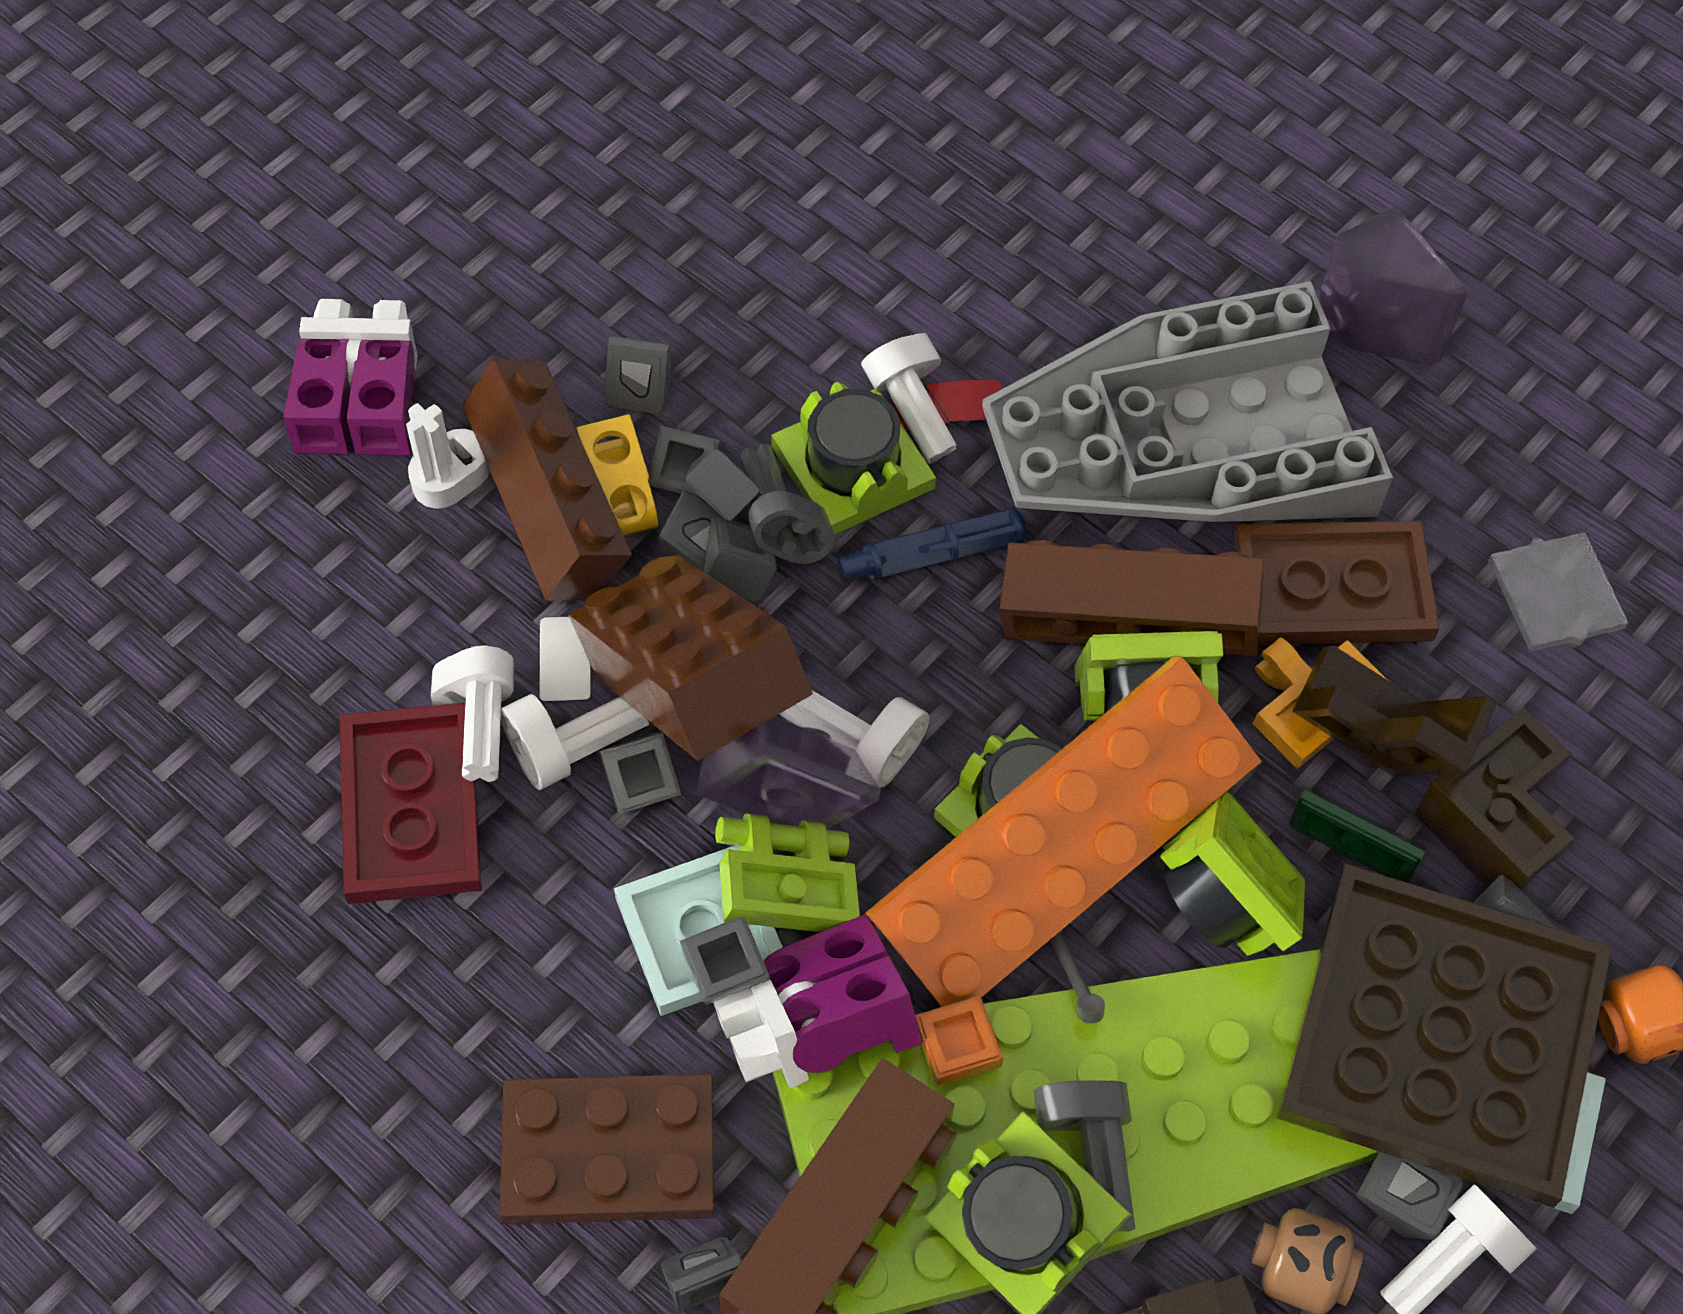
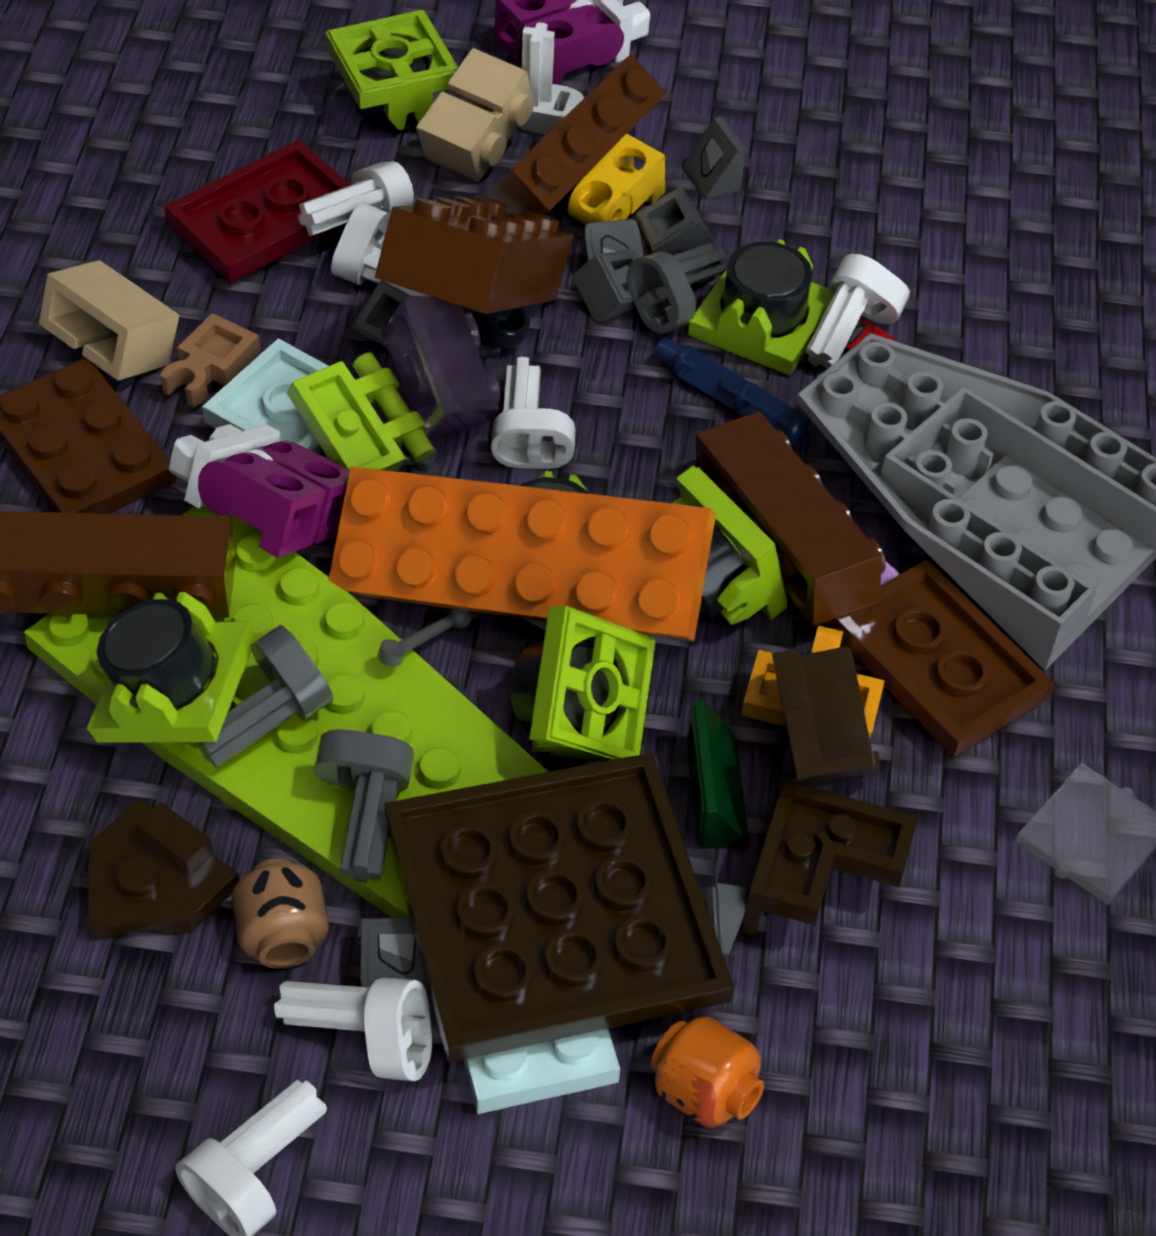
camera: 55 degrees right, 10 degrees down
(312, 575) = (390, 67): none -> lime piece
(437, 537) = (474, 130): none -> tan piece
(459, 1018) = (111, 317): none -> tan piece
(584, 959) = (211, 352): none -> medium nougat plate
(721, 483) = (653, 226): dark grey slope -> none
(724, 960) = (256, 405): dark grey slope -> none
(958, 1041) = (300, 583): orange tile -> none
(1233, 1095) = (377, 771): none -> dark grey piece

